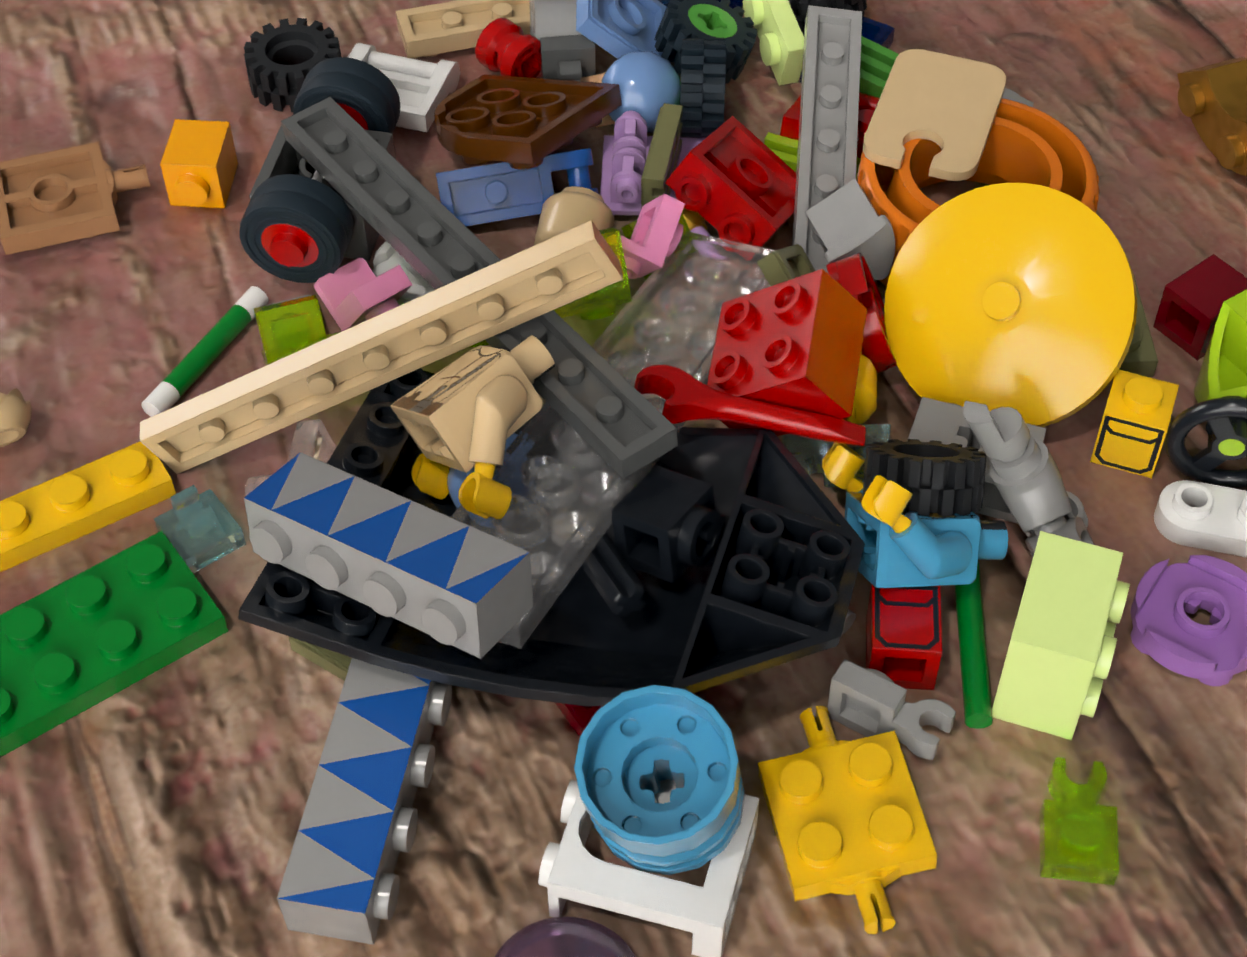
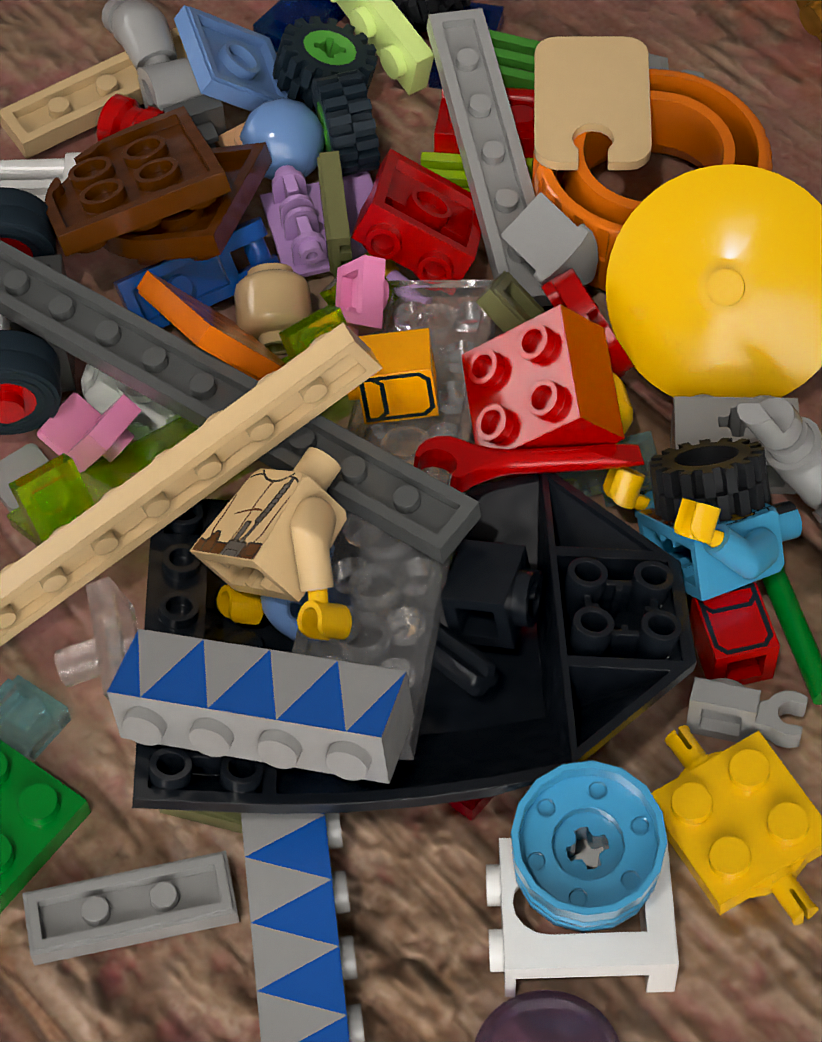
camera: 15 degrees left, 5 degrees up
(224, 726) = (129, 908): none -> light grey tile
(480, 89) = (134, 182): none -> reddish brown plate
(488, 215) = (209, 328): none -> orange tile
(651, 306) = (406, 382): none -> light orange brick

